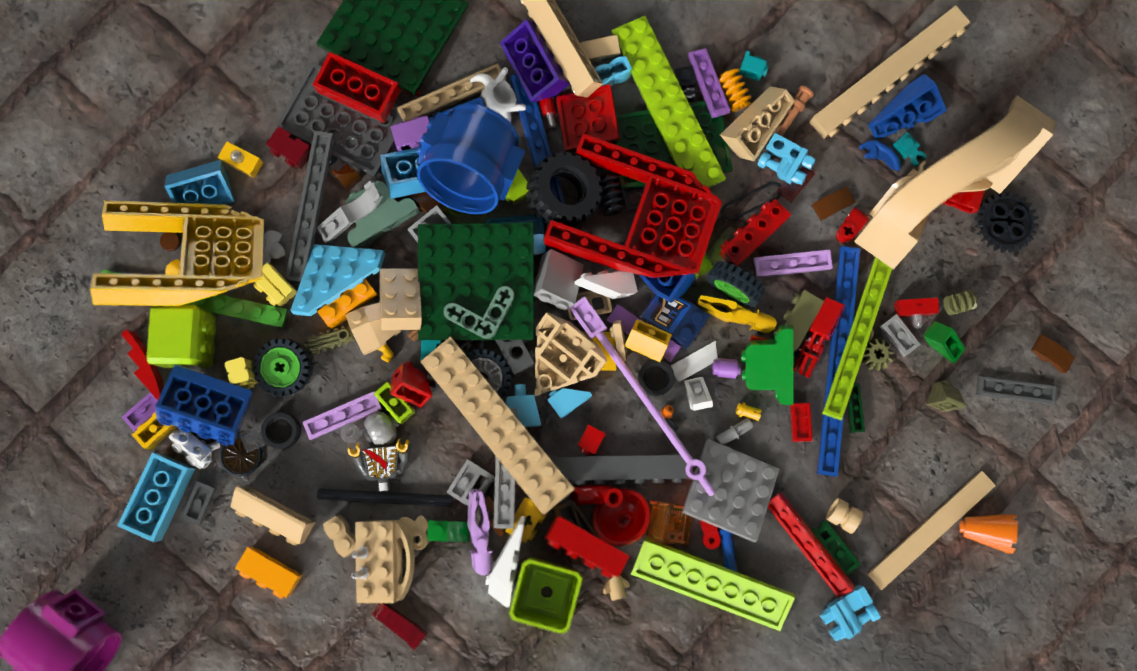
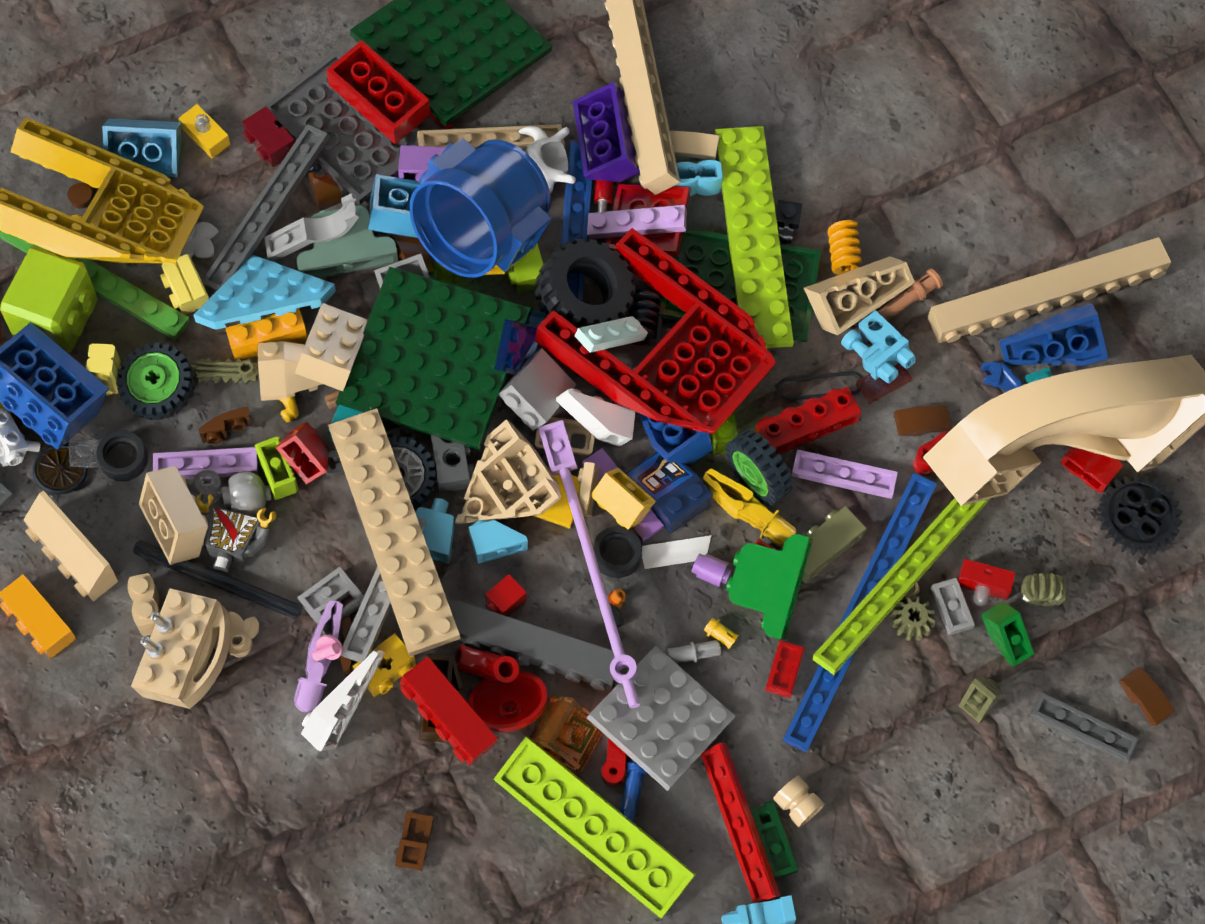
camera: 15 degrees right, 15 degrees down
(336, 466) = (173, 514): none -> tan brick
(341, 386) = (216, 429): none -> reddish brown slope
(400, 624) = (173, 739): dark red leg -> none
(448, 531) = (279, 644): green slope -> none
(484, 529) = (328, 648): none -> bright pink plate
(487, 319) = (429, 402): sand green beam -> none
(532, 256) = (514, 346): none -> clear blue wing
(536, 610) = (370, 733): lime plate -> none
(581, 123) = (644, 220): none -> lavender plate
(593, 636) = (414, 841): none -> reddish brown slope
(597, 222) = (611, 334): none -> light aqua plate
(616, 587) = (468, 789): tan piece -> none
(698, 394) = (663, 590): white slope -> none
(709, 83) = (815, 228): medium lavender tile -> none
(753, 67) = (877, 228): teal brick -> none
(824, 327) = (852, 561): red arm -> none
(855, 410) = (861, 676): dark green piece -> none
(931, 530) = (908, 863): tan tile -> none
(992, 530) = (987, 886): orange cone -> none

